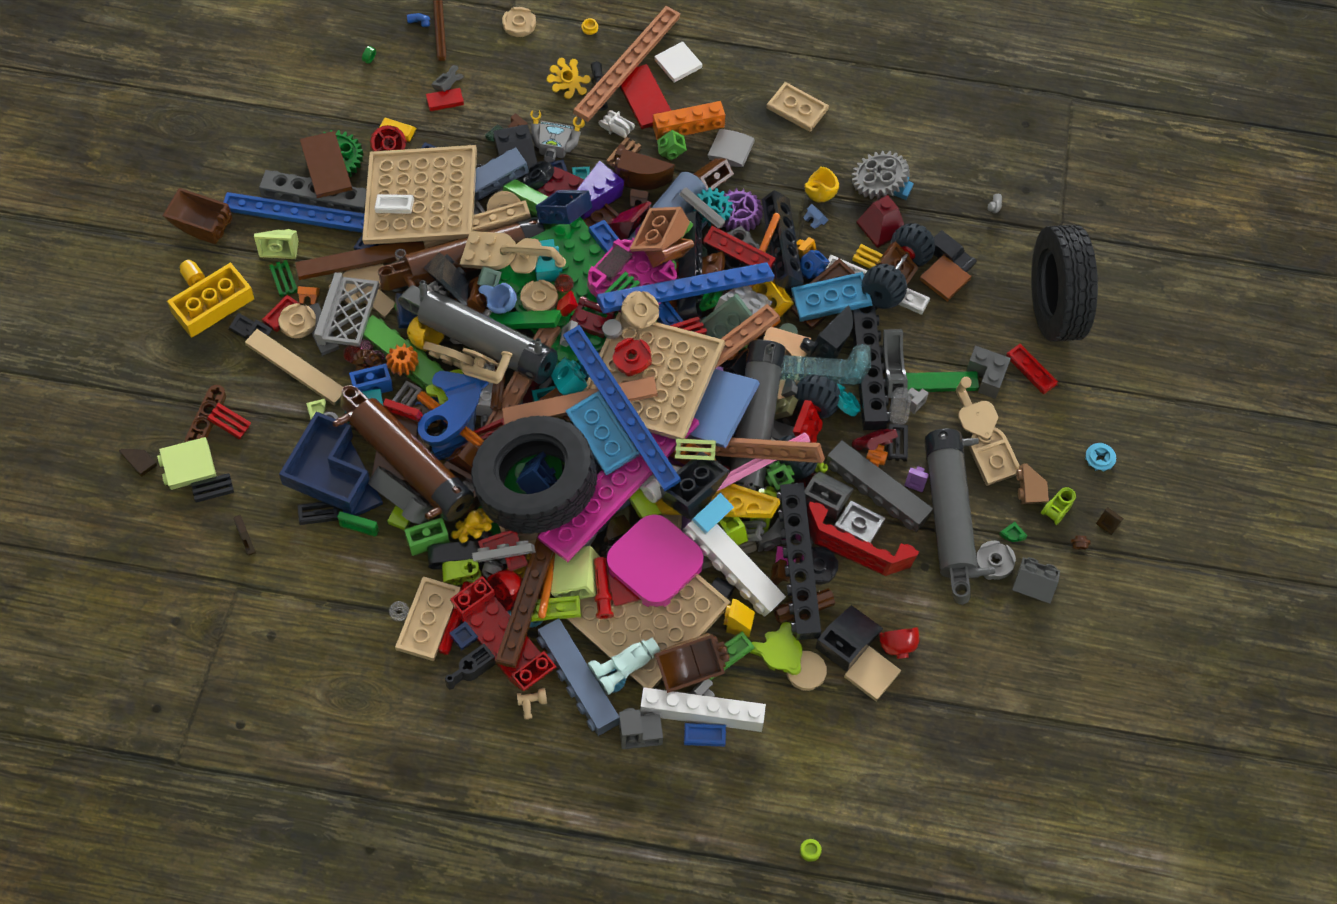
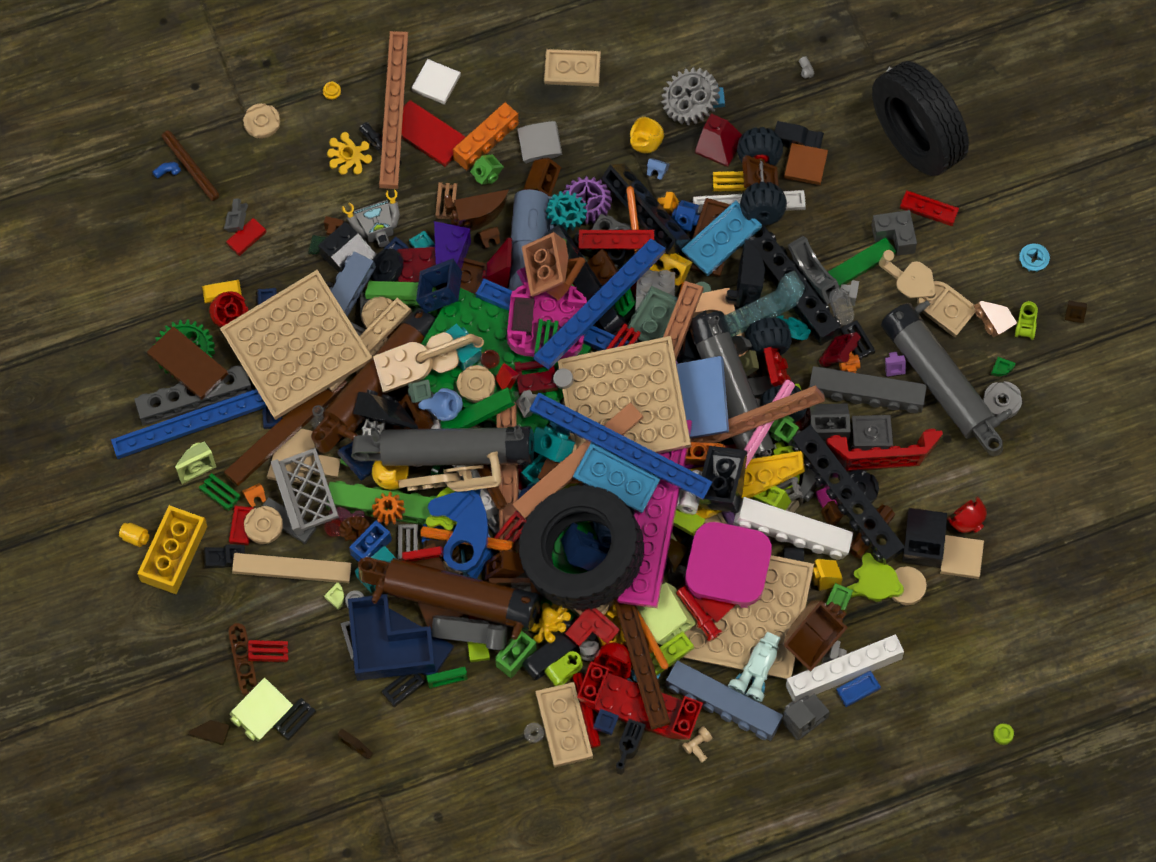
camera: 25 degrees left, 5 degrees up
(198, 215) = (102, 476): reddish brown piece -> none
(369, 54) = (146, 232): green tile -> none
(394, 204) = (280, 367): white tile -> none
(503, 551) = (596, 629): light grey plate -> none
(615, 123) = (424, 176): white arm -> none
(632, 366) = (595, 384): red plate -> none
(640, 309) = (579, 348): tan tile -> none
(678, 449) = (721, 441): yellowish green tile -> none
(702, 207) = (561, 218): light grey axle -> none
(713, 513) = (754, 495): medium azure tile -> none
(1036, 579) = (1047, 398): dark grey slope -> none
(1080, 542) = (1063, 344): reddish brown plate -> none

